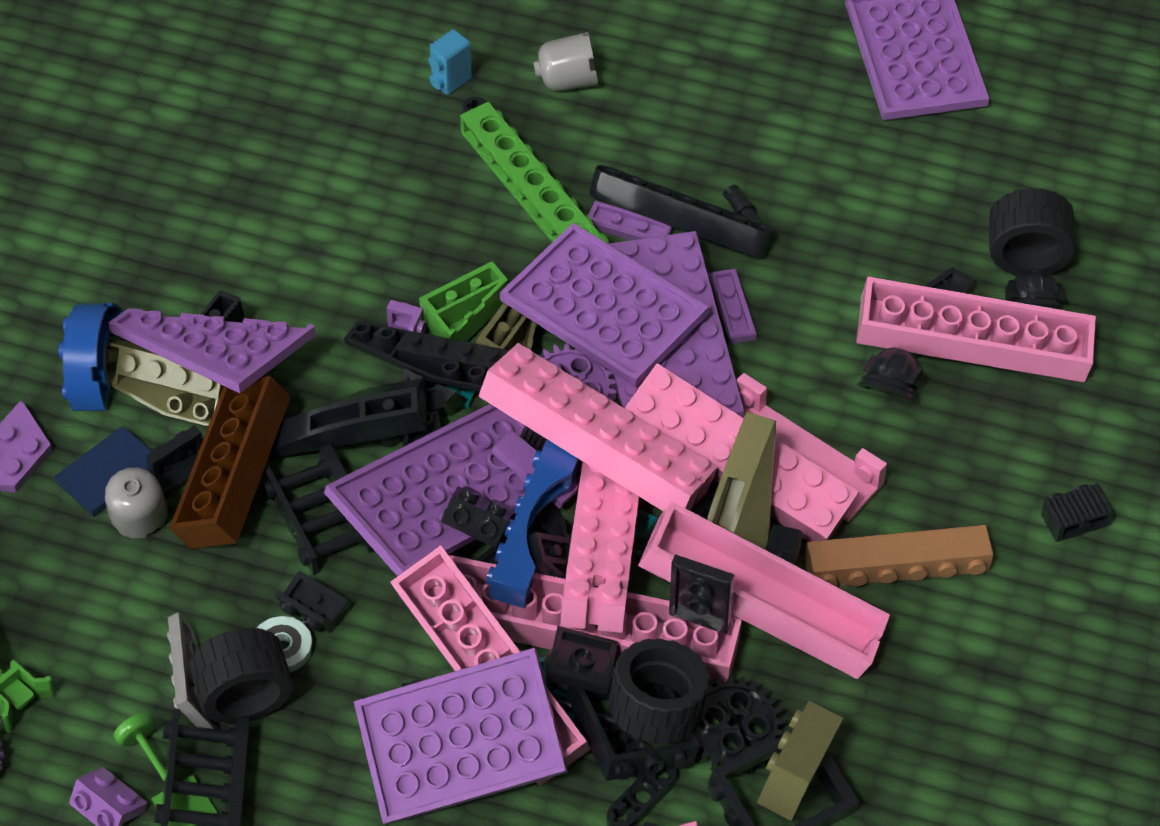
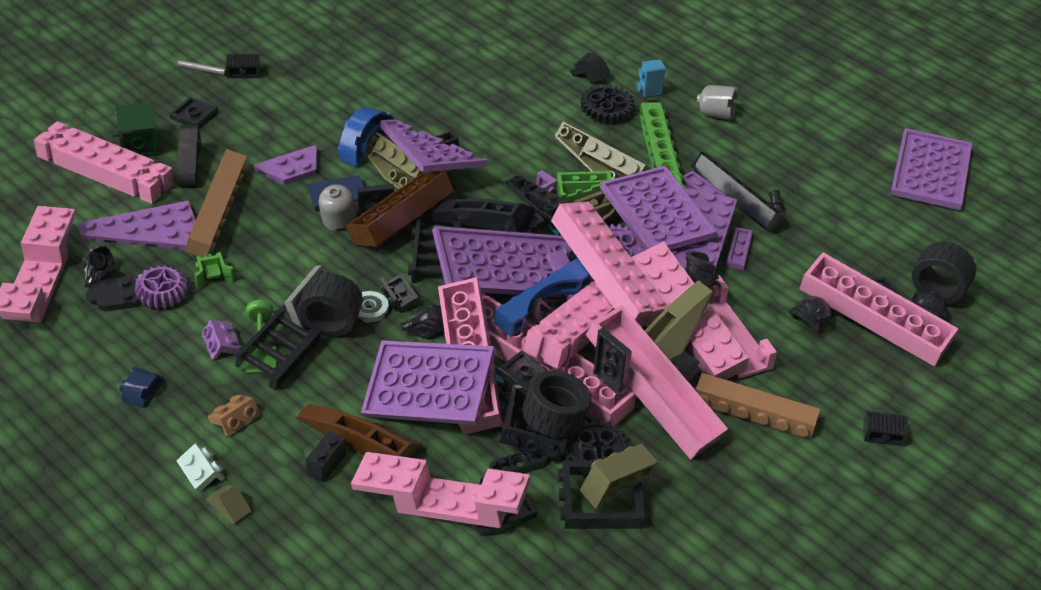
camera: 25 degrees right, 10 degrees down
(347, 75) = (593, 66): none -> black brick
(382, 633) = (425, 322): none -> black hair
(407, 133) = (607, 103): none -> black gear
(459, 238) = (596, 154): none -> wedge
(476, 515) = (511, 278): black bracket -> none
(728, 389) = (701, 269): none -> black helmet

